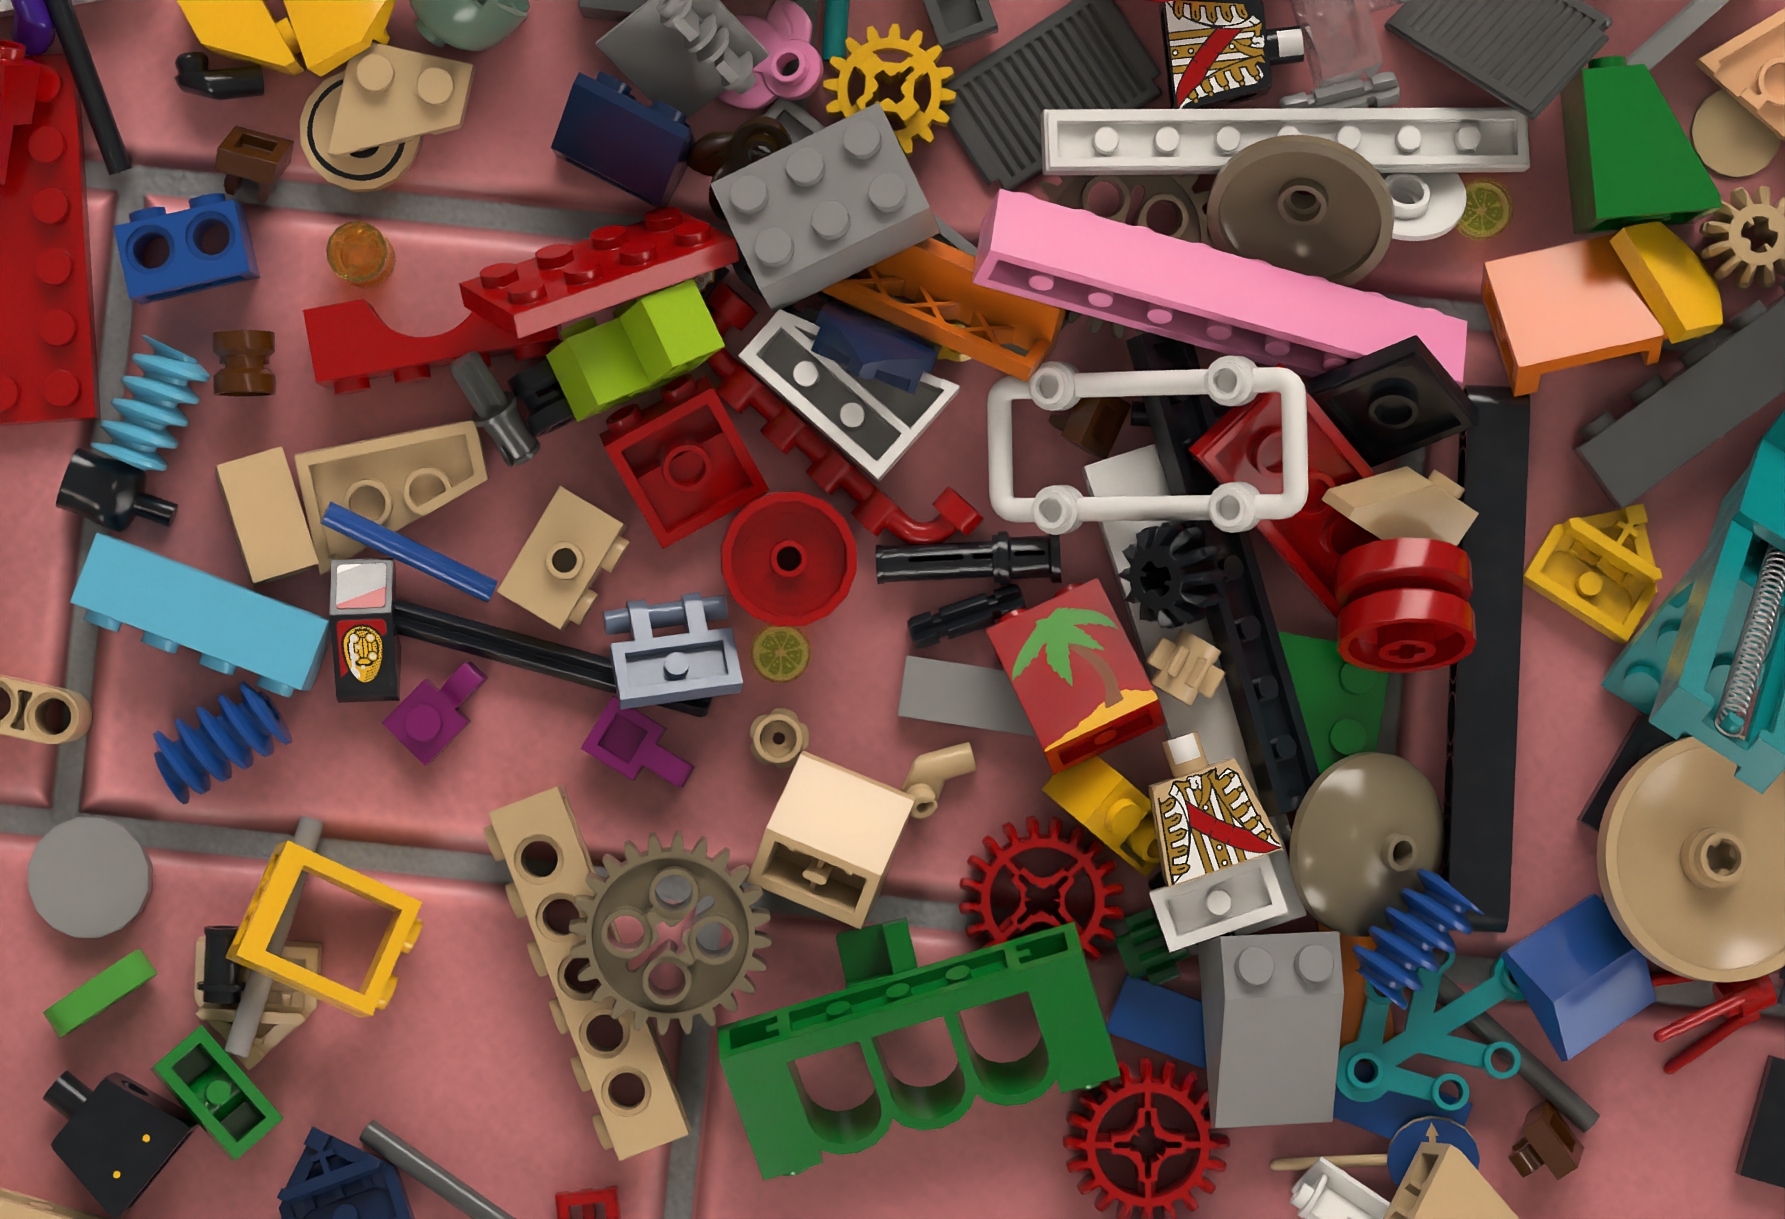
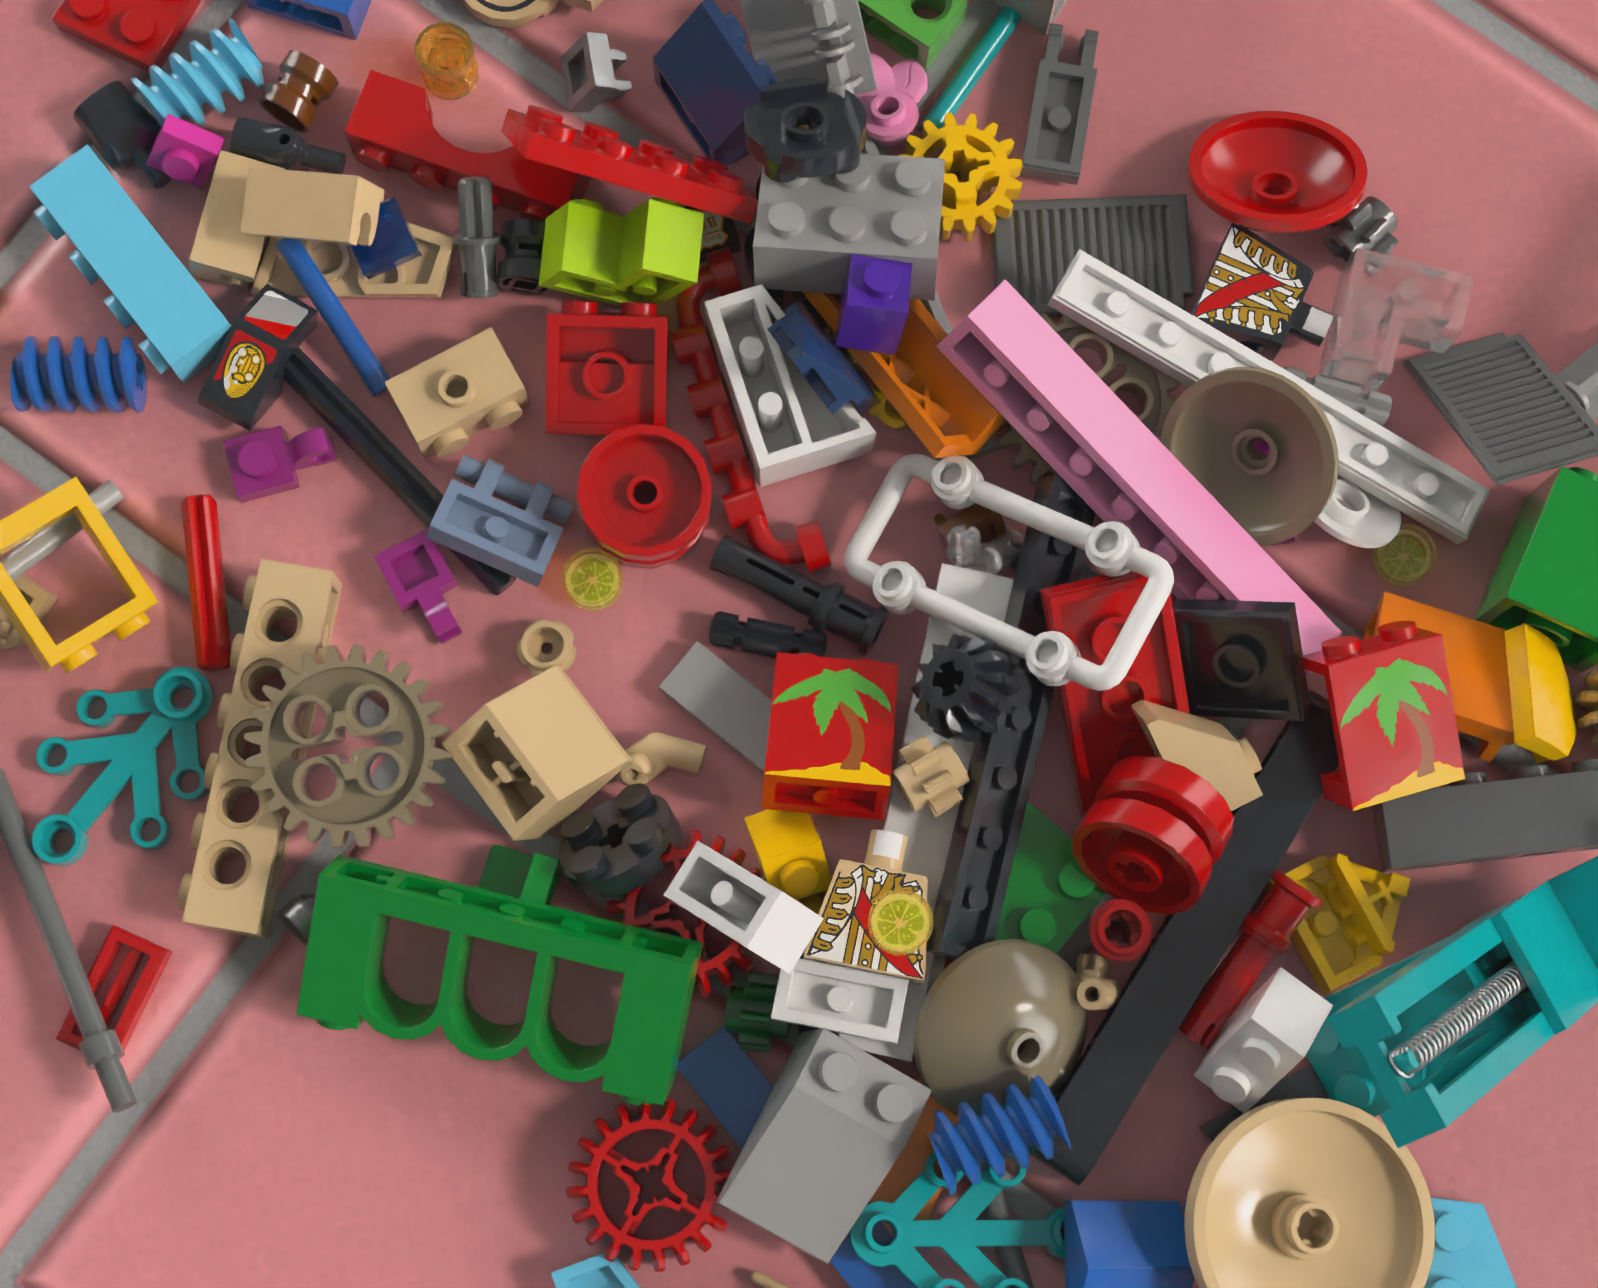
camera: 20 degrees right, 10 degrees down
(181, 483) = (185, 151): none -> dark pink plate
(266, 427) = (282, 148): none -> black piece
(338, 478) = (310, 206): none -> tan hinge
(409, 460) = (392, 243): none -> clear blue plate
(445, 855) = (206, 582): none -> red axle
(479, 1044) = (129, 757): none -> teal plant
(497, 188) = (590, 73): none -> flat silver tile
(713, 1093) = (298, 916): none -> flat silver hinge
(752, 182) = (787, 152): none -> black plate
(894, 275) = (873, 304): none -> dark purple brick
(920, 876) = (633, 818): none -> black plate
(1095, 877) = (743, 907): none -> white brick
(1125, 436) = (991, 557): none -> clear arm
(1235, 812) = (900, 922): none -> clear yellow tile
(1429, 756) = (1095, 989): none -> tan arm
(1436, 703) = (1133, 923): none -> red cone
(1544, 631) = (1263, 936): none -> red pin
(1548, 382) = (1388, 714): none -> panel
(1594, 724) = (1263, 1040): none -> white brick

